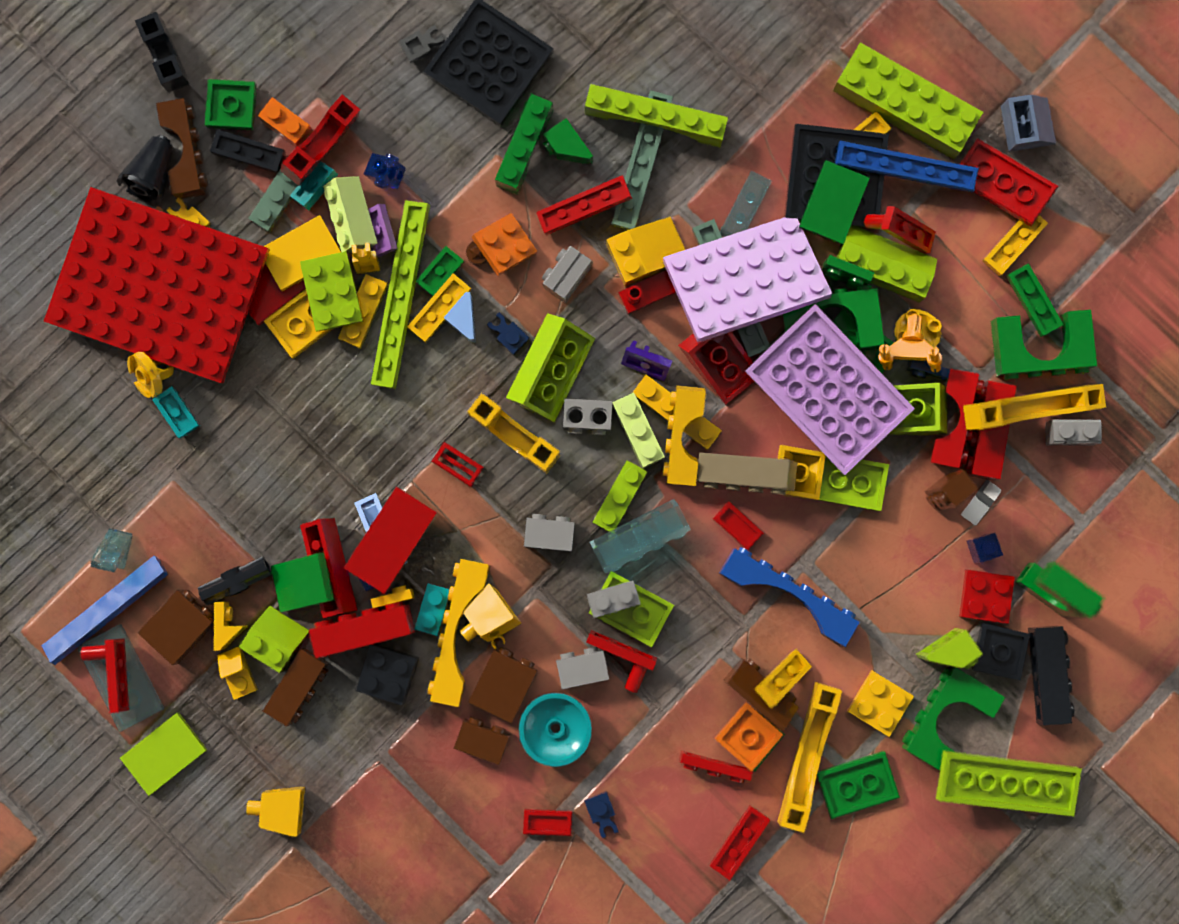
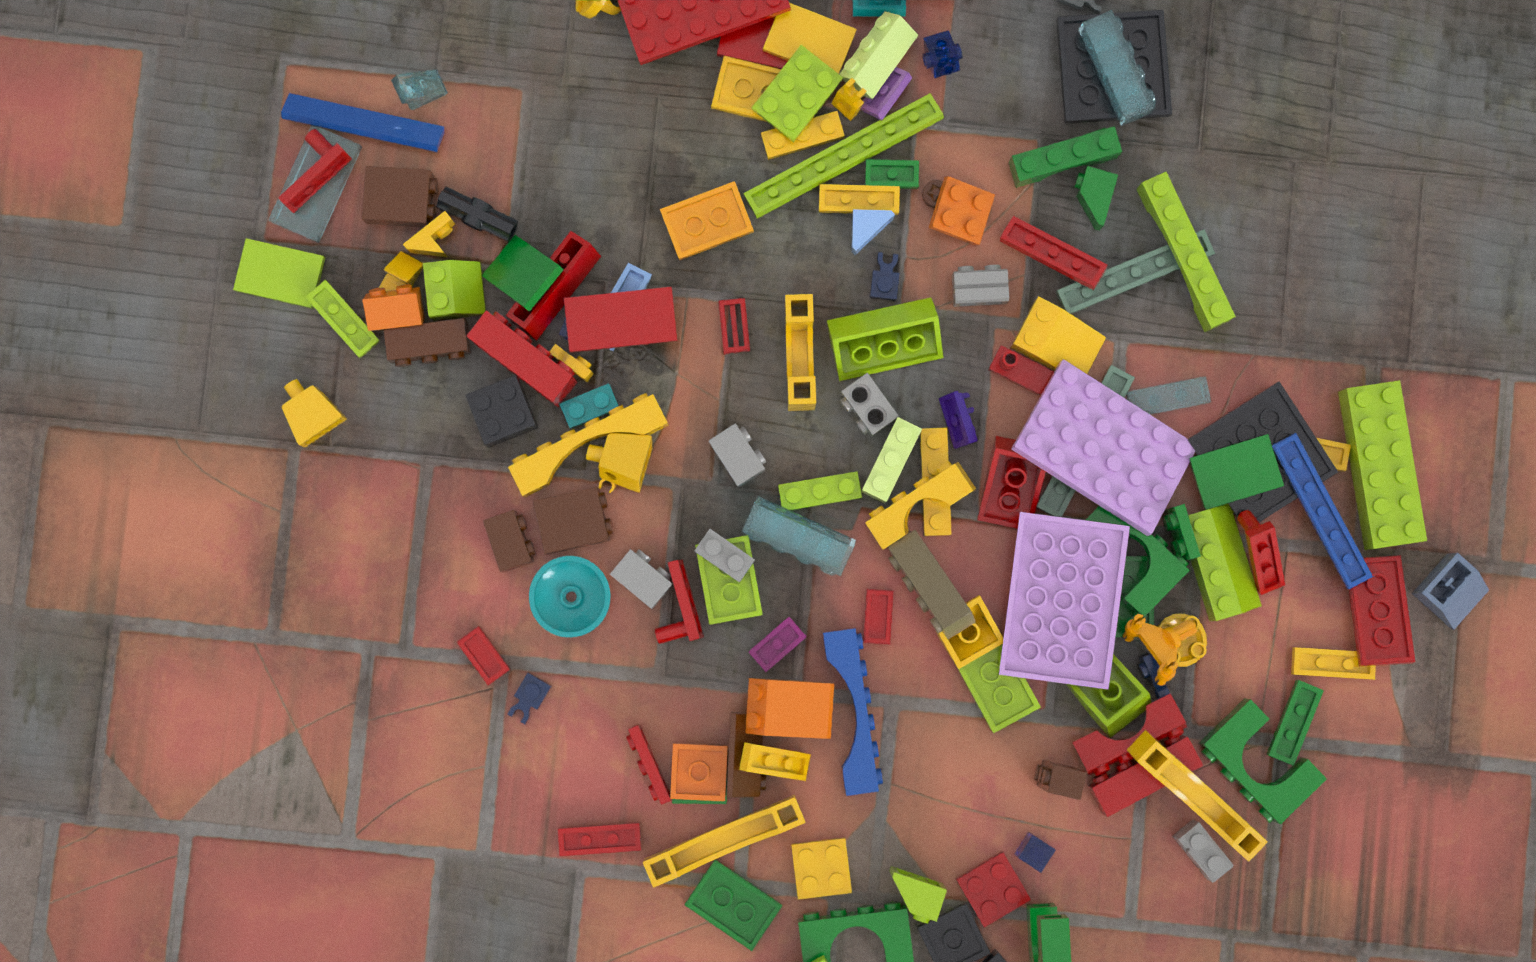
camera: 50 degrees right, 0 degrees up
(176, 412) = (583, 45): teal plate -> none
(232, 734) = (342, 319): none -> lime plate
(253, 693) = (393, 307): none -> orange brick
(369, 424) = (706, 220): none -> light orange plate
(492, 59) = (1117, 67): none -> clear light blue brick
(702, 610) = (777, 644): none -> magenta plate
(754, 638) = (789, 708): none -> orange slope
(981, 502) = (1073, 818): white sticker -> none

